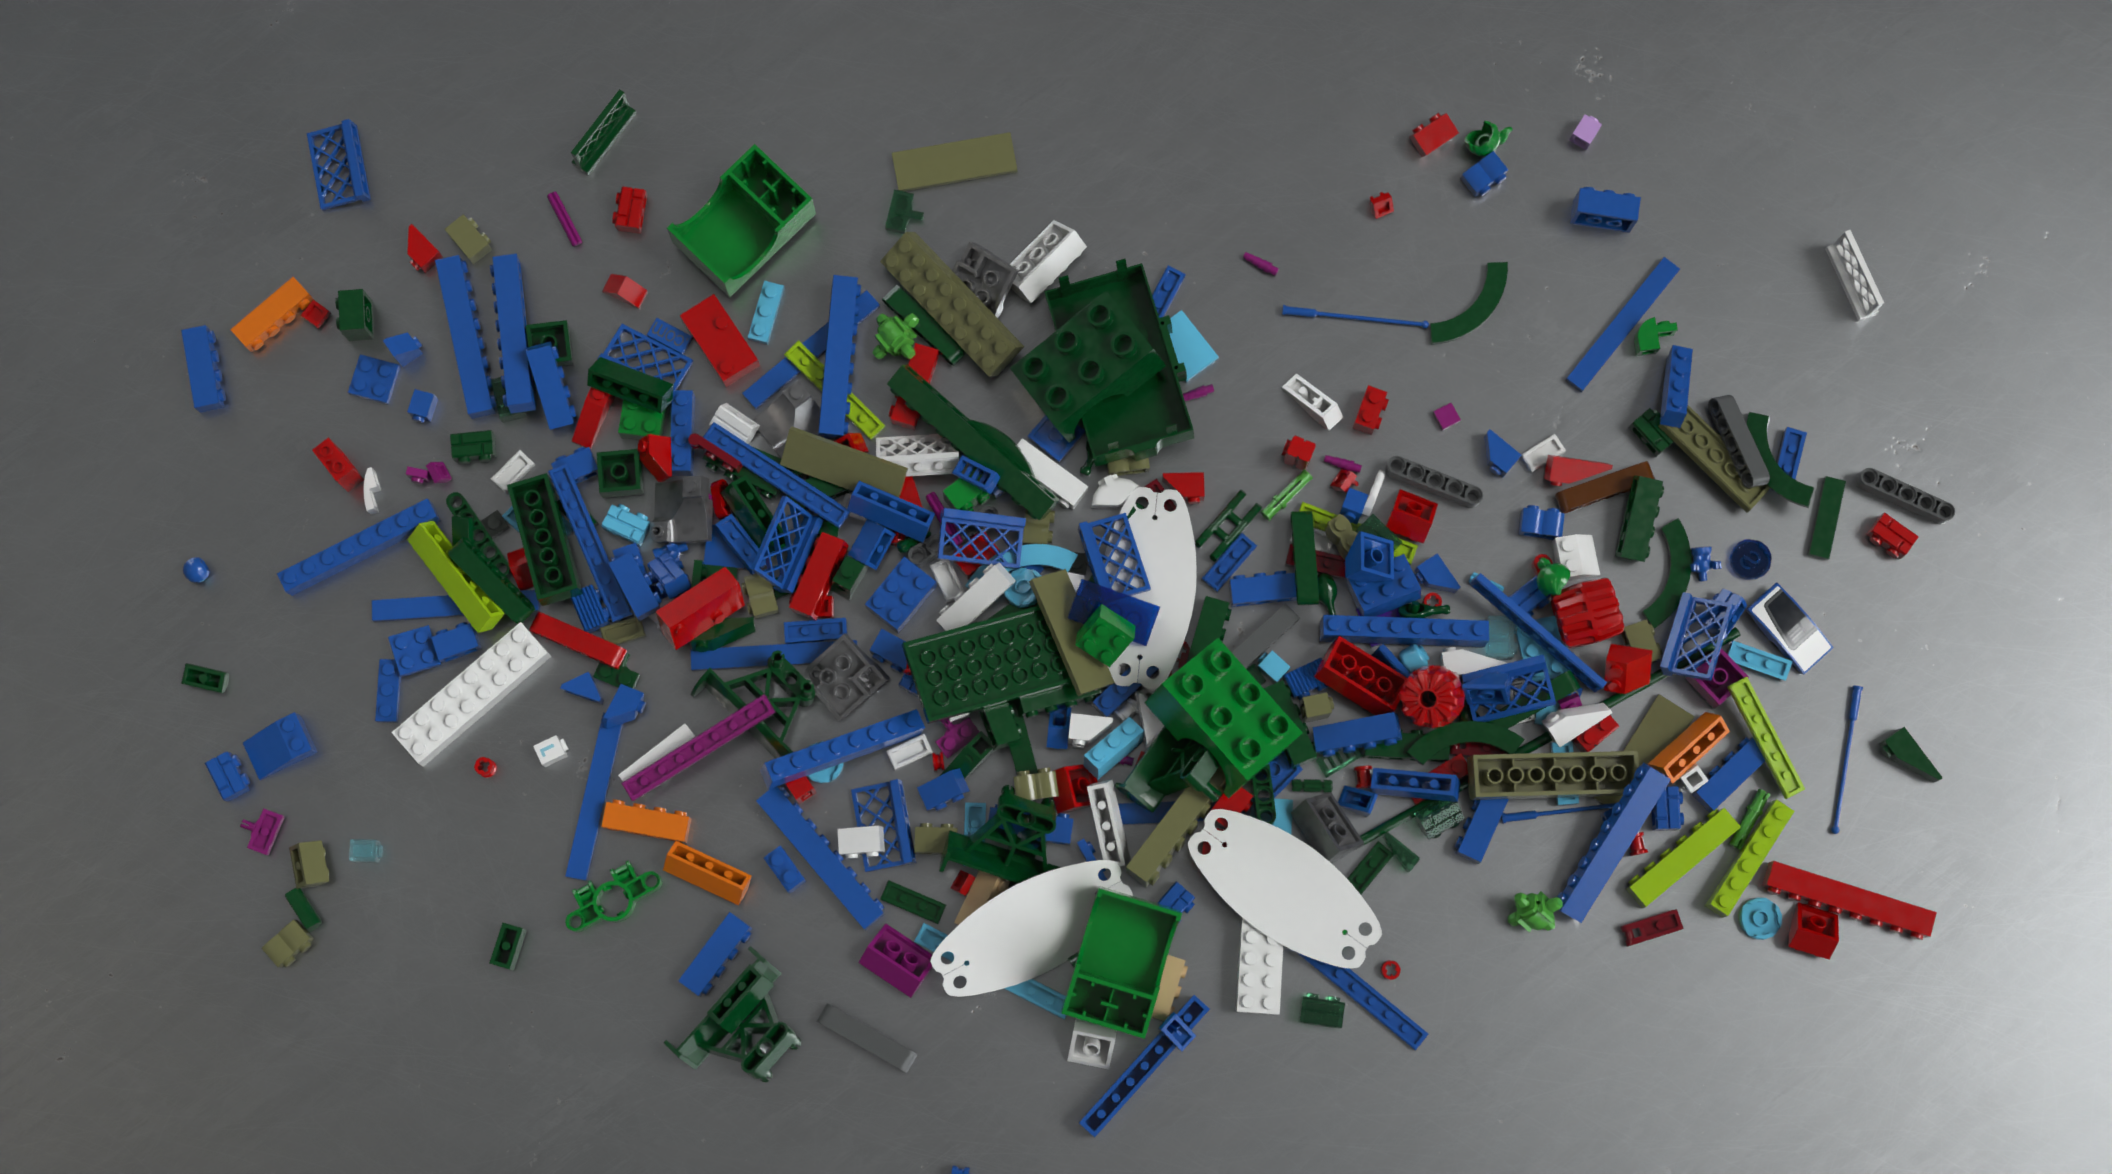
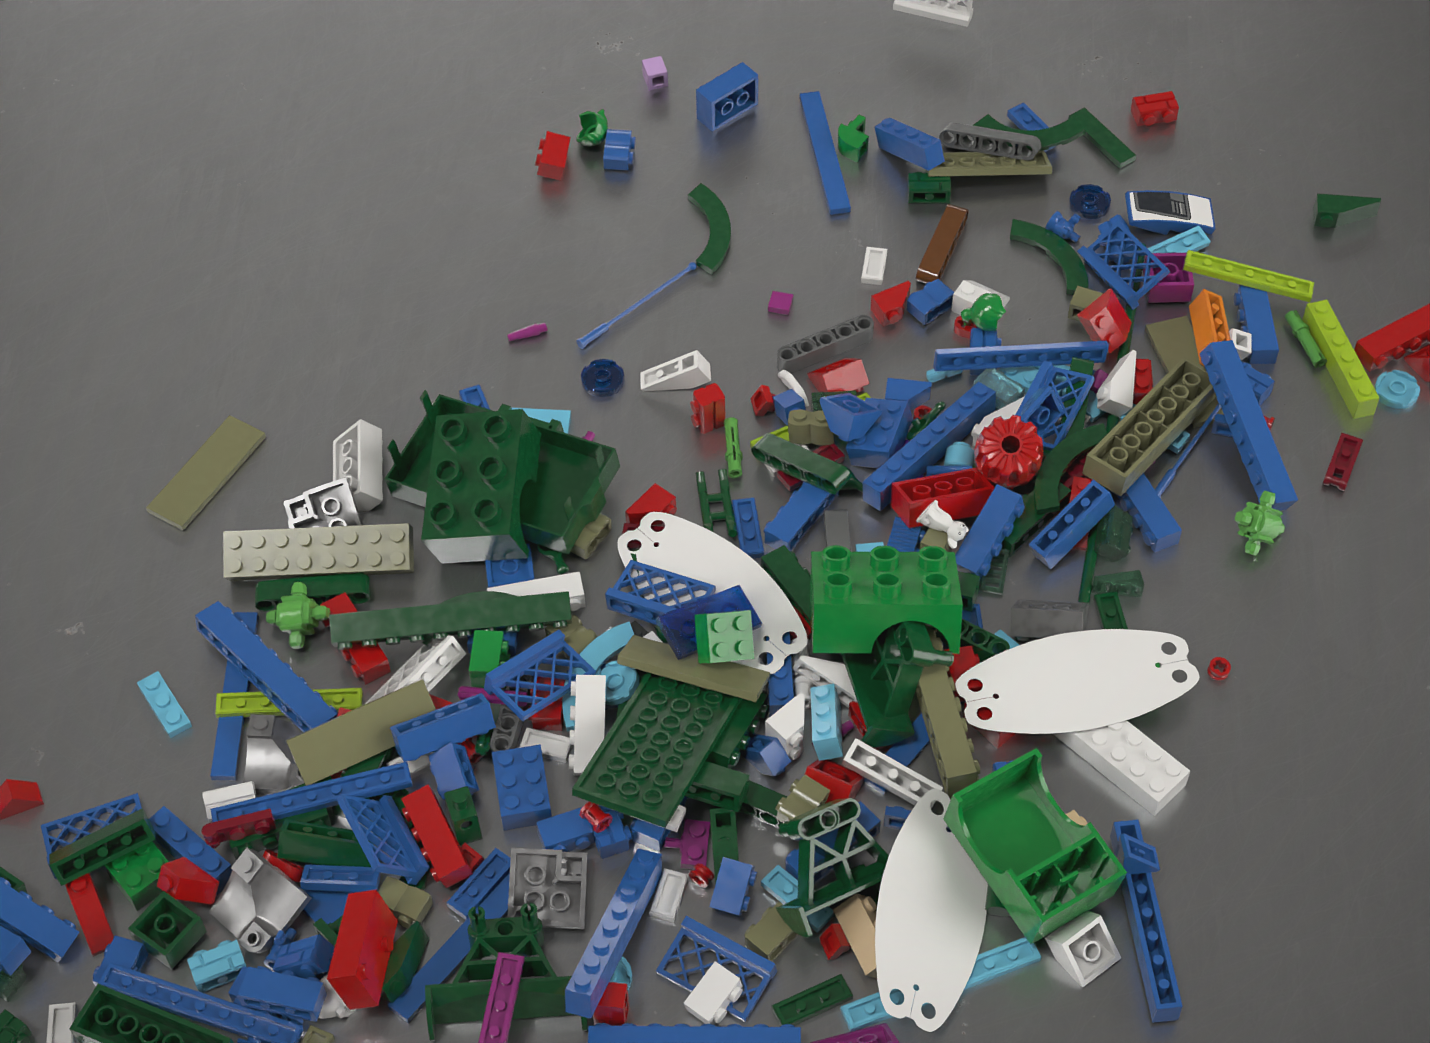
camera: 45 degrees left, 25 degrees down
(669, 336) = (95, 795): blue tile -> none
(720, 340) = (146, 755): red brick -> none
(743, 221) = (71, 646): green piece -> none
(901, 212) = (201, 537): clear green plate -> none
(991, 482) = (486, 638): blue slope -> none
(1112, 492) = (602, 563): white piece -> none
(1268, 351) = (602, 378): none -> clear blue tile
(1312, 785) = (1000, 607): dark green axle -> none
(1321, 1011) = (1213, 744): clear green brick -> none
(1327, 694) = (939, 520): none -> white animal
(1343, 463) = (745, 394): magenta animal -> none
(1357, 800) = (1047, 580): blue slope -> none
(1363, 776) = (1028, 564): red bush -> none
(1369, 411) = (723, 342): red brick -> none
(1372, 1002) = (1225, 705): blue tile -> none
(1381, 205) = (569, 224): red tile -> none
(1499, 454) = (846, 288): blue slope -> none
(1514, 497) = (891, 303): none -> red slope
(1570, 470) = (903, 255): red slope -> none
(1587, 613) = (1036, 311): red wheel -> none
(1639, 518) = (990, 236): dark green brick -> none
(1683, 857) = (1299, 401): lime brick -> none
(1853, 715) = (1279, 225): blue piece -> none
(1914, 494) = (1130, 82): dark grey beam -> none

